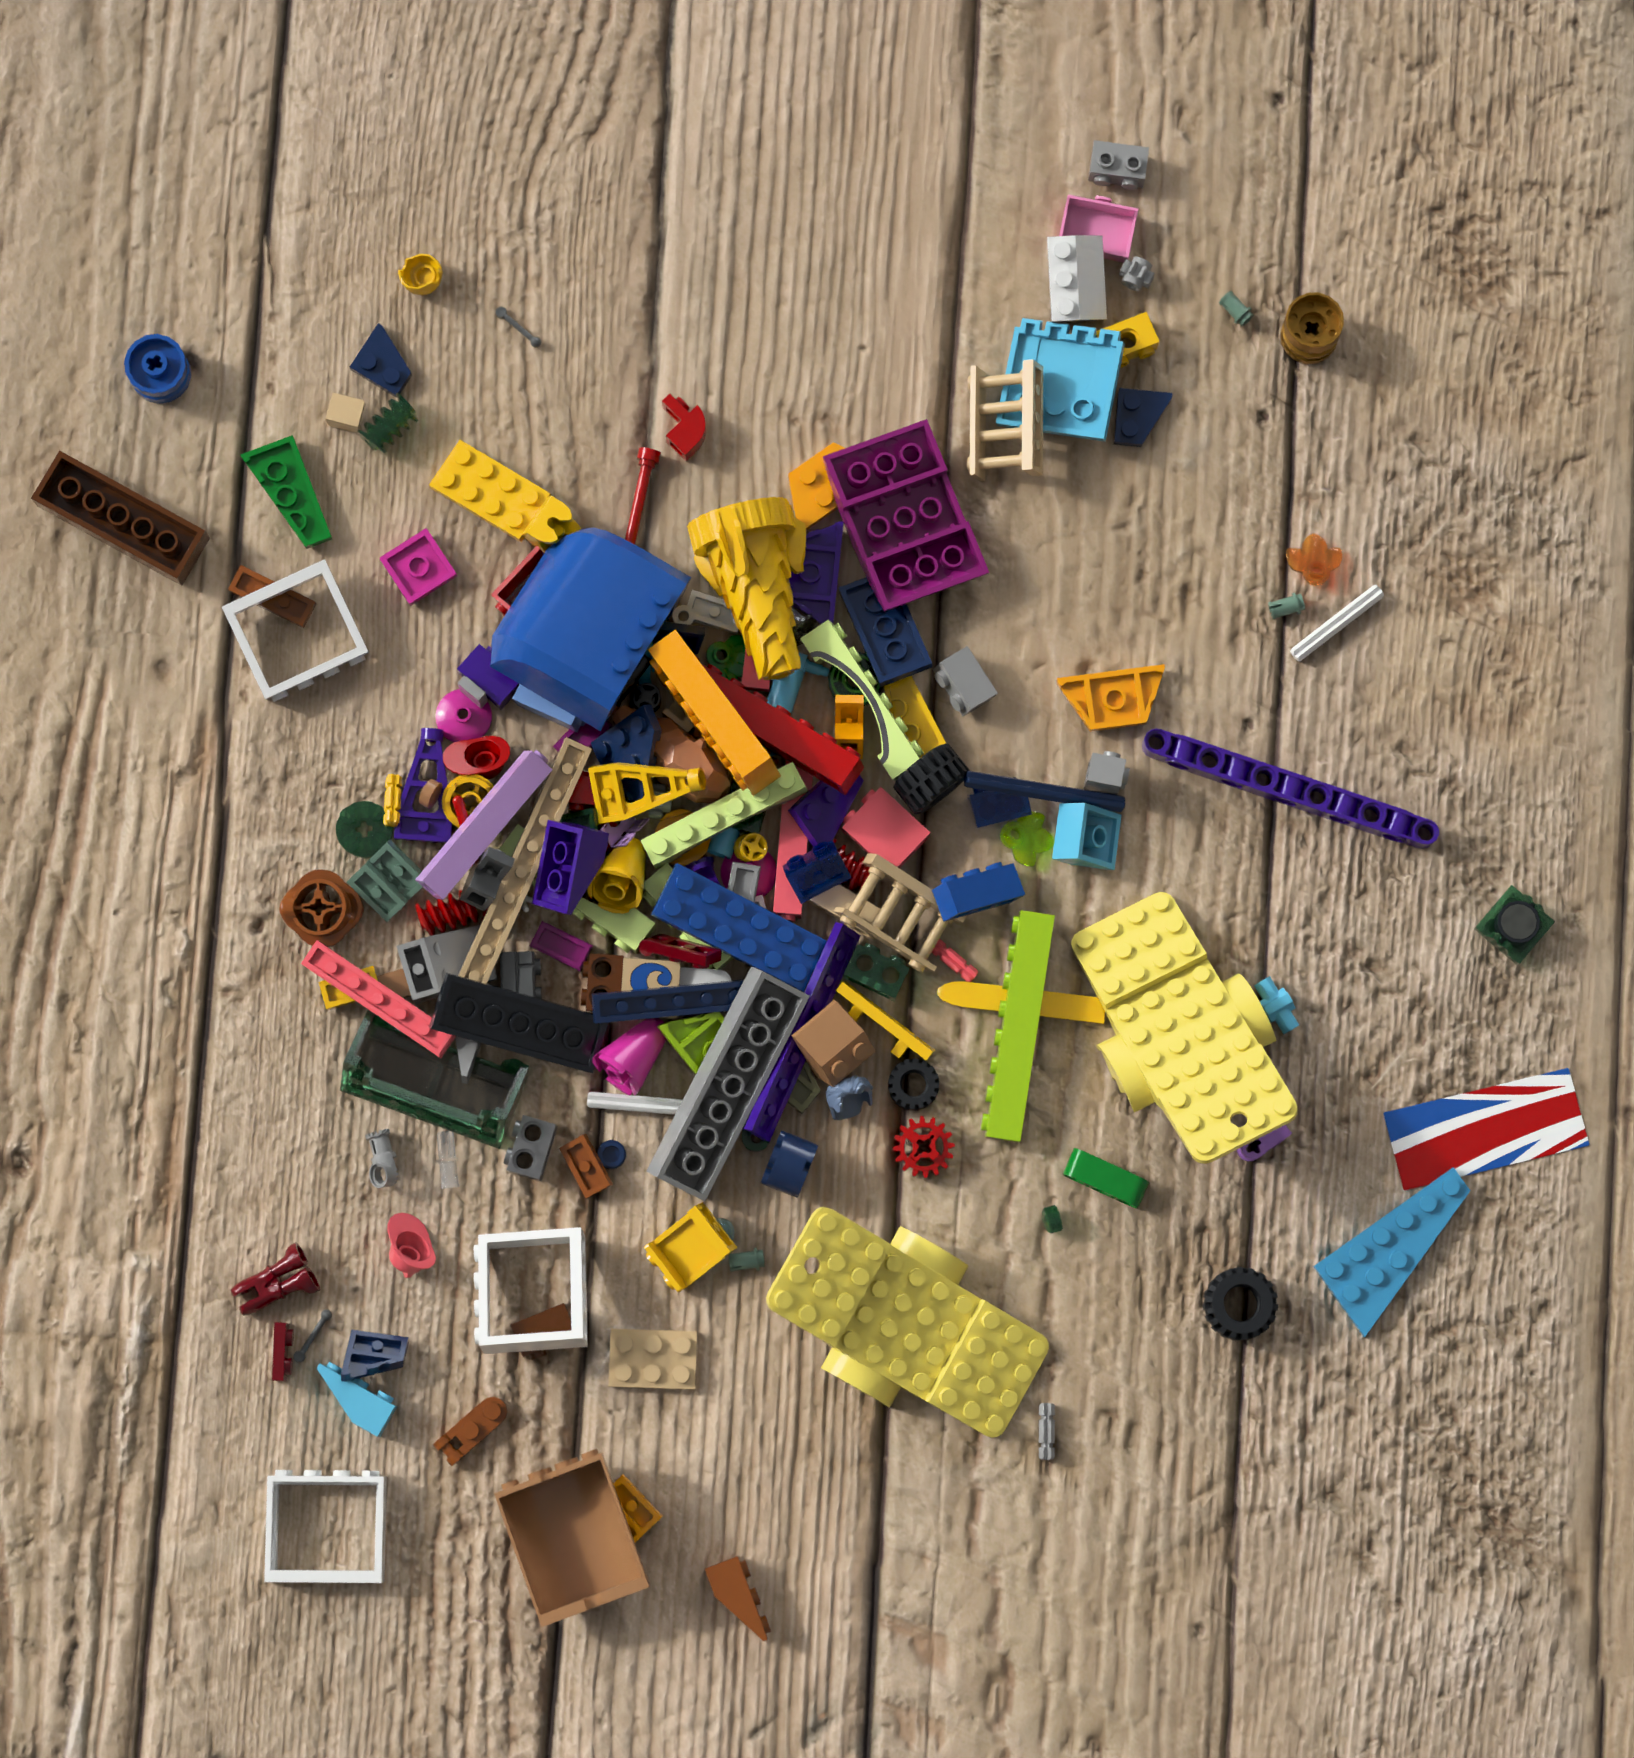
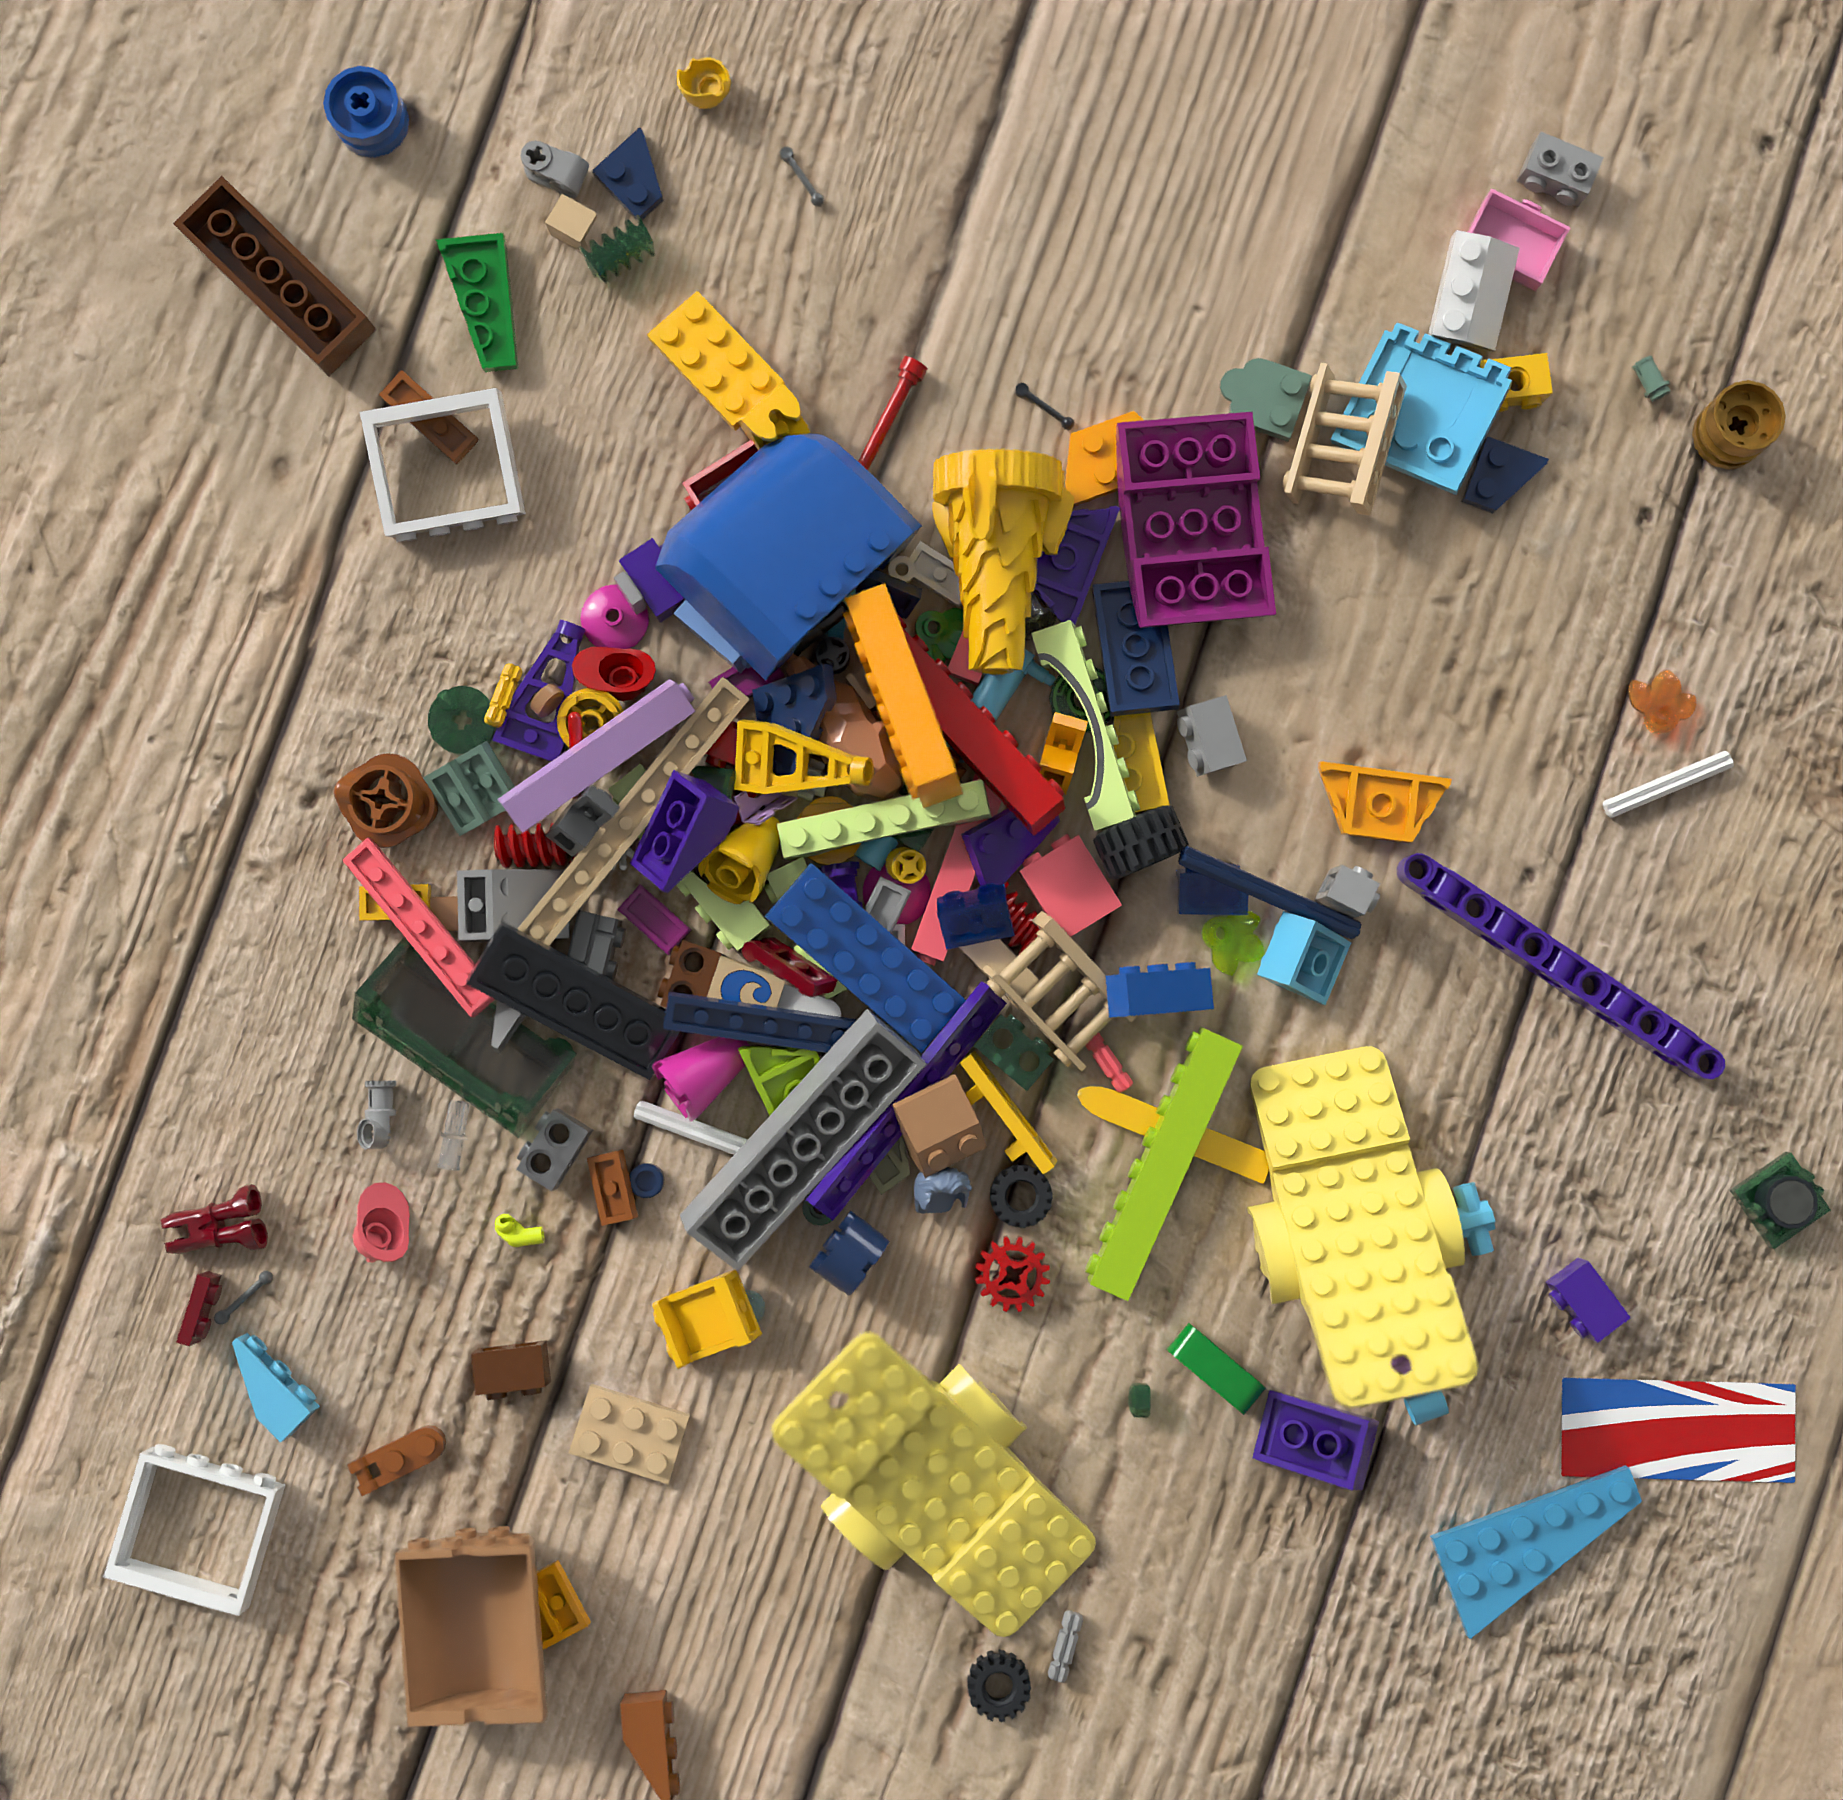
camera: 15 degrees right, 5 degrees up
(323, 373) = (559, 171): none -> light grey piece
(372, 1354) = (303, 1342): dark blue wing -> none
(418, 567) = (608, 428): dark pink plate -> none
(514, 1223) = (515, 1234): none -> neon yellow arm
(533, 1341) = (559, 1337): white window -> none
(691, 428) = (970, 351): red brick -> none
(740, 450) = (1023, 391): none -> black hinge
(746, 1260) = (770, 1349): sand green pin -> none
(938, 400) = (1268, 391): none -> sand green plate
(1020, 1478) = (992, 1706): none -> black tyre
(1136, 273) = (1546, 305): light grey gear -> none
(1200, 1212) = (1316, 1440): none -> dark purple slope
(1264, 1297) = (1354, 1583): black tyre -> none
(1279, 1161) = (1426, 1406): none -> medium azure beam
(1286, 606) = (1614, 748): sand green pin -> none
(1383, 1045) = (1586, 1300): none -> dark purple brick

